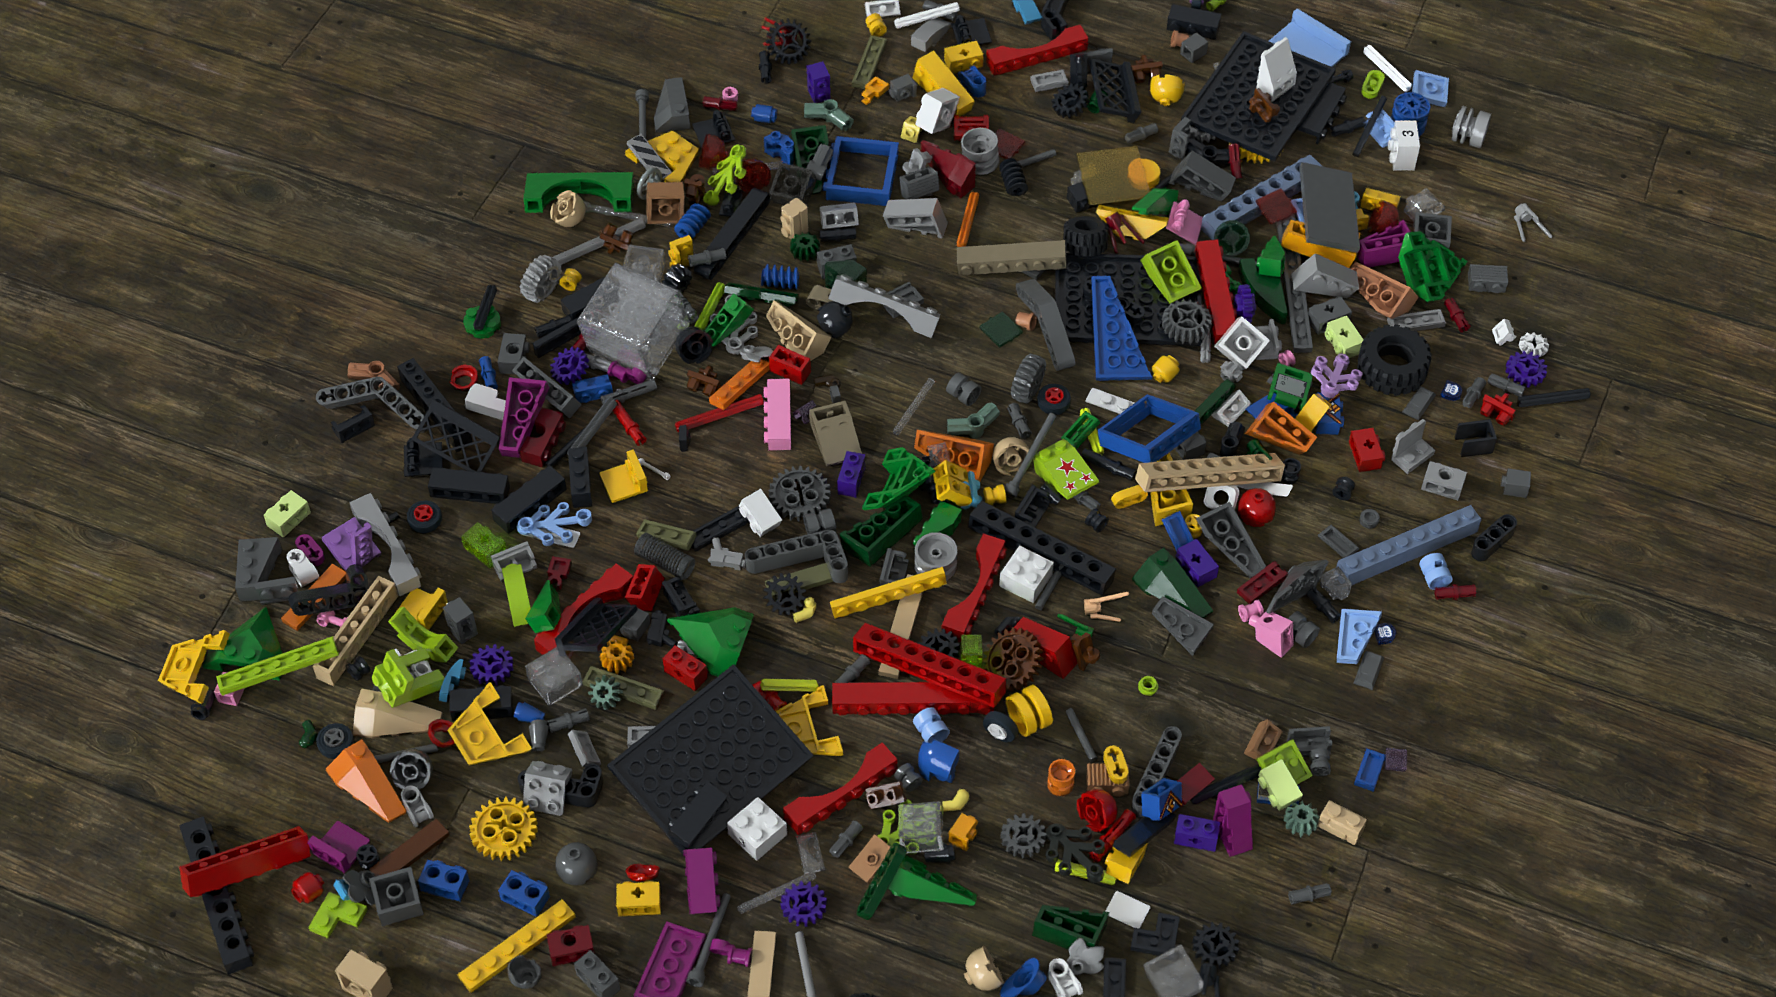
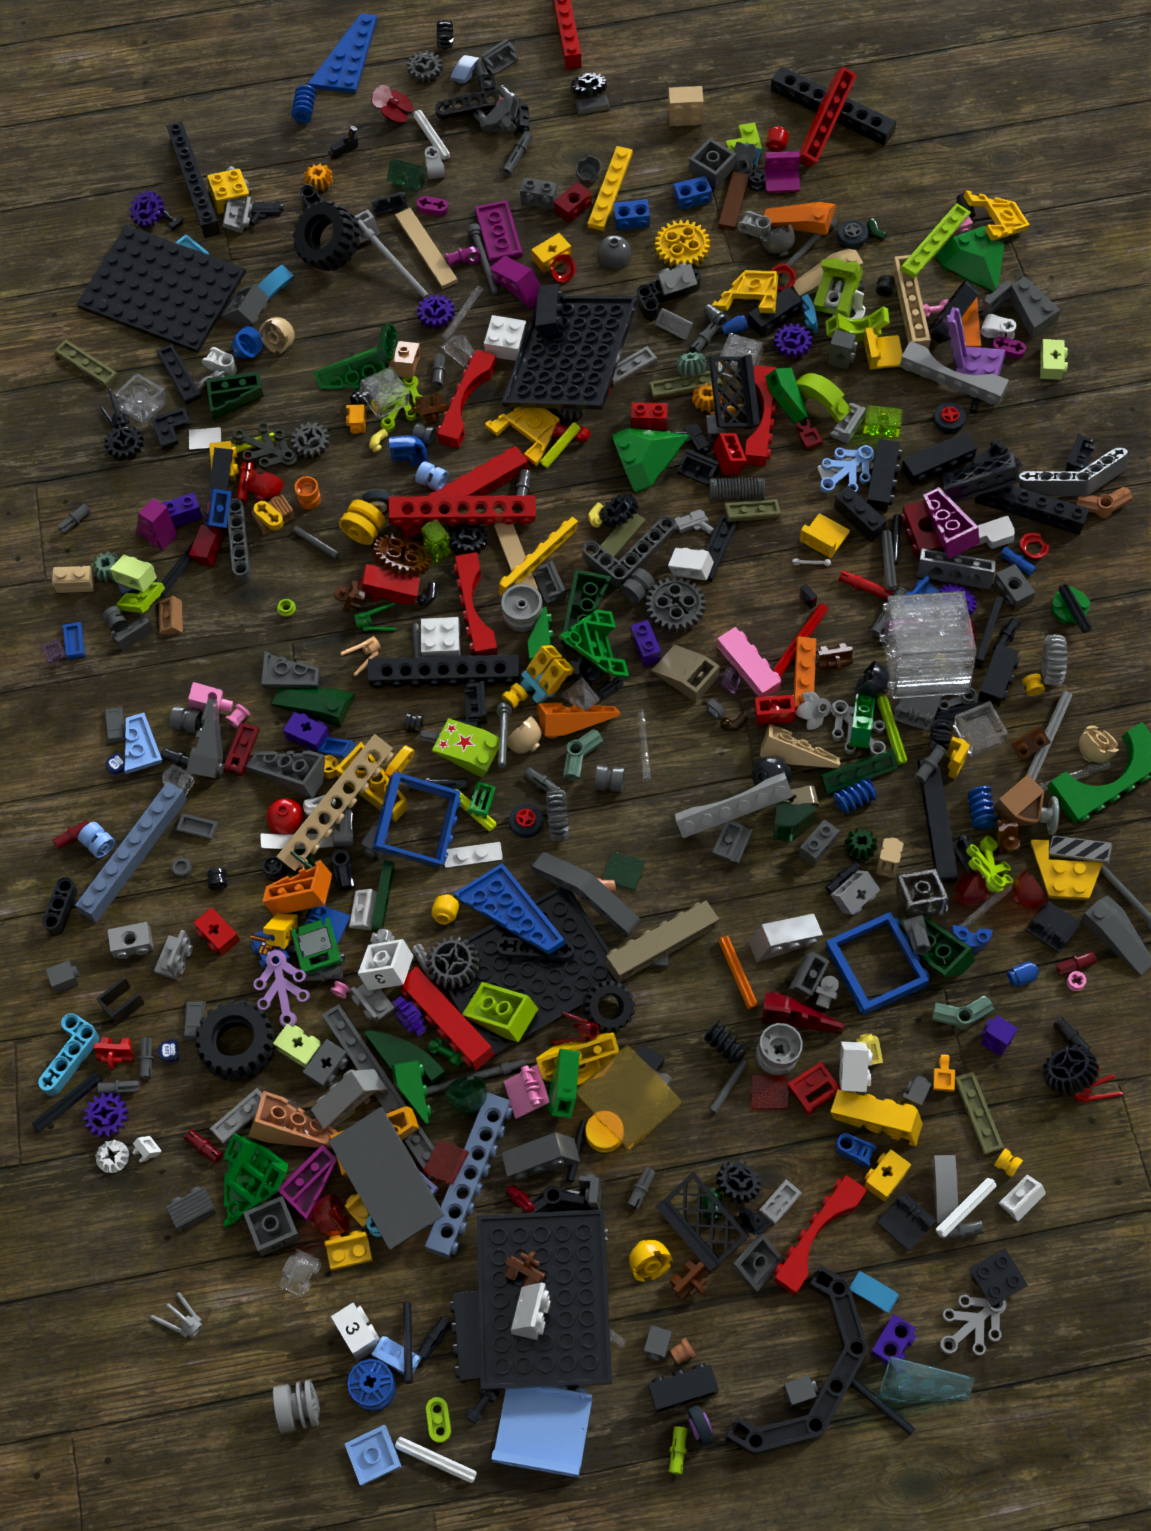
camera: 150 degrees right, 10 degrees up
(1523, 428) = (65, 1058): none -> medium azure beam

